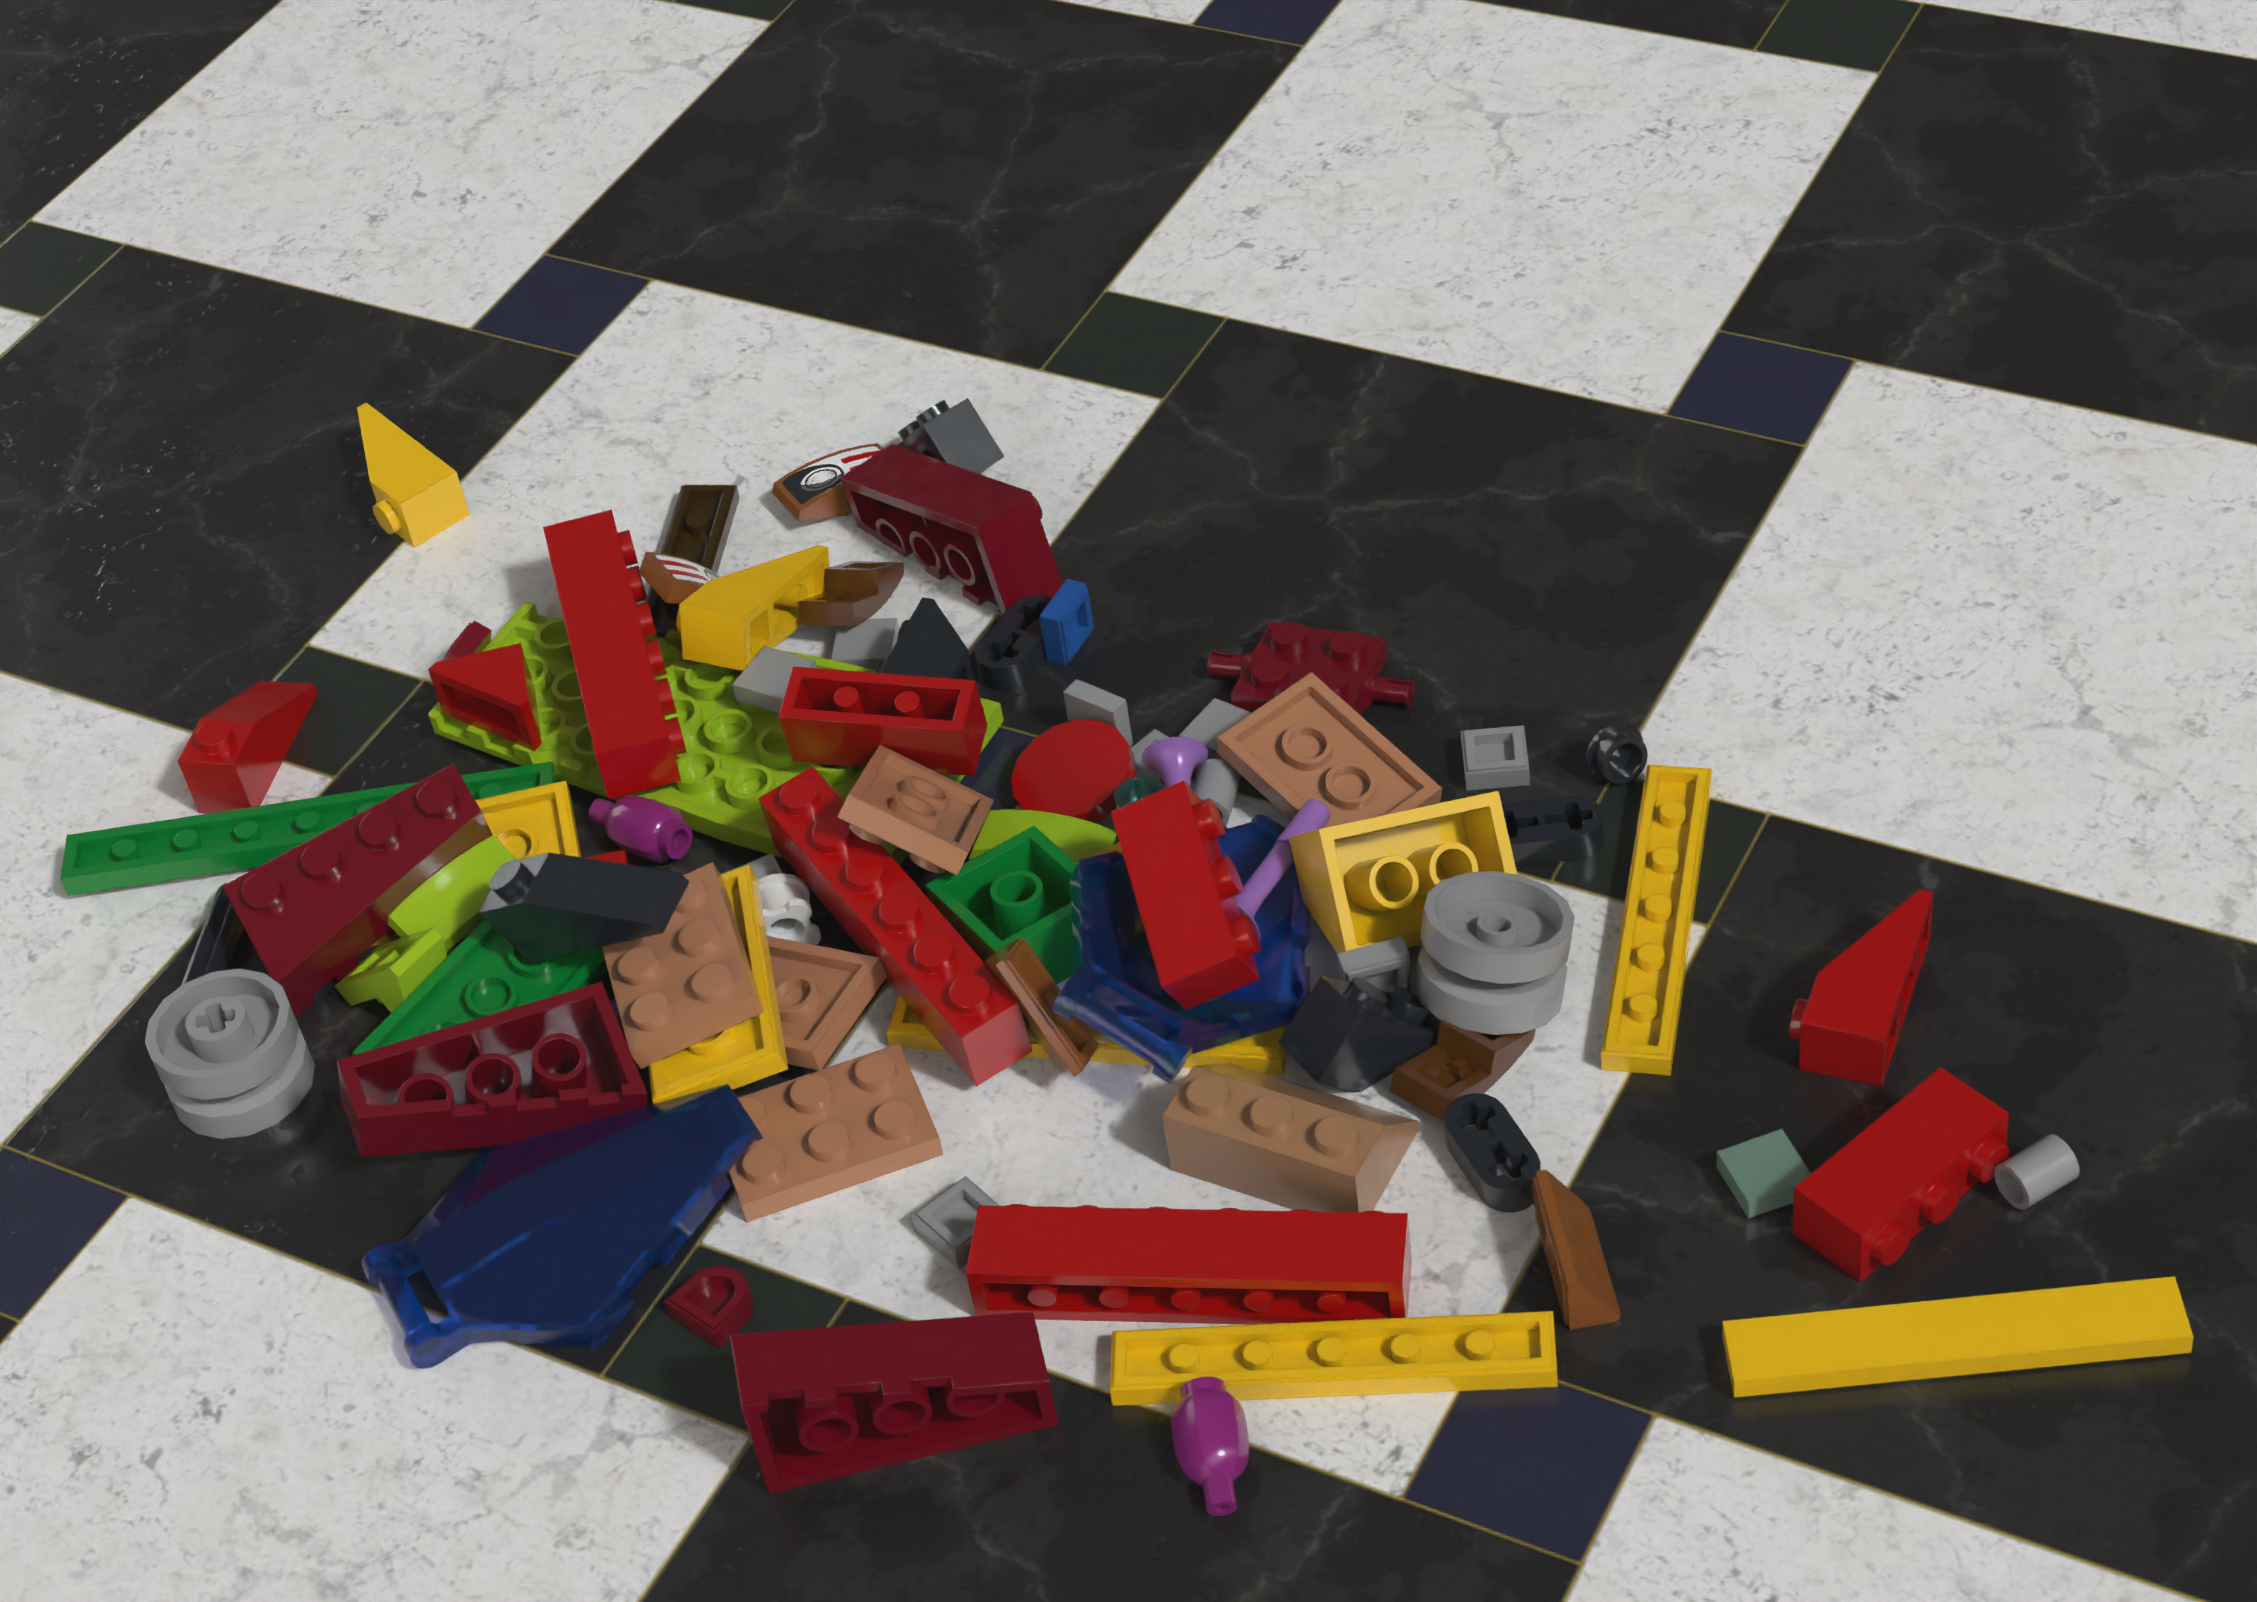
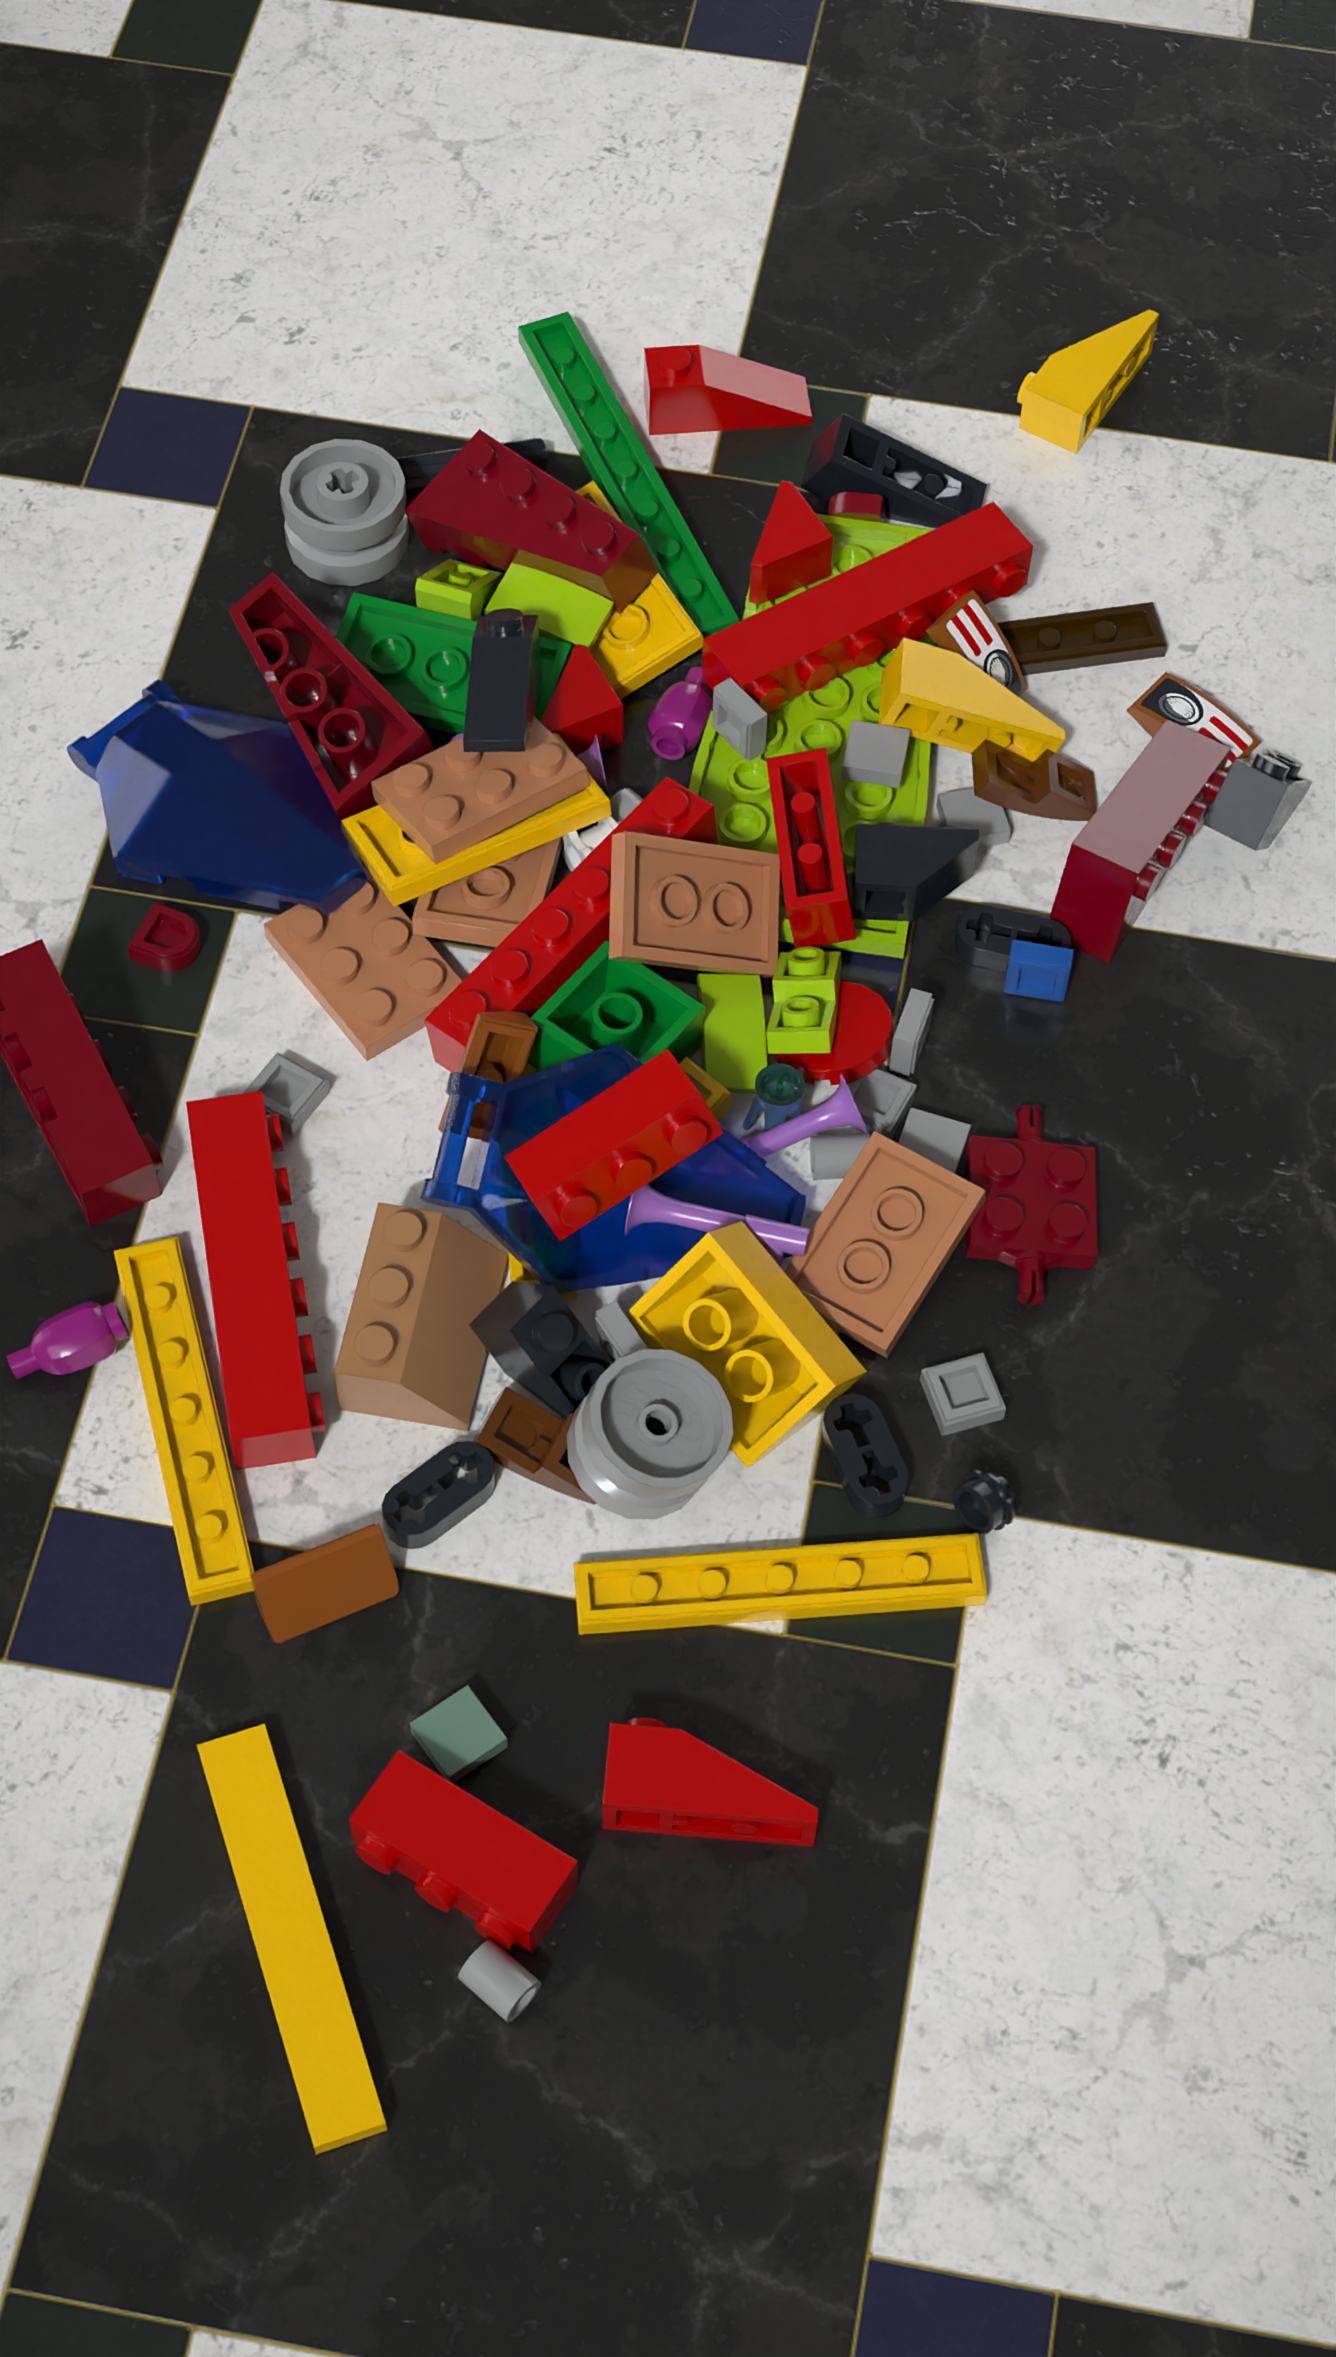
camera: 65 degrees right, 15 degrees up
(420, 629) = (912, 484): none -> black slope
(692, 760) = (739, 719): none -> light grey tile
(1032, 778) = (804, 1001): none -> lime slope

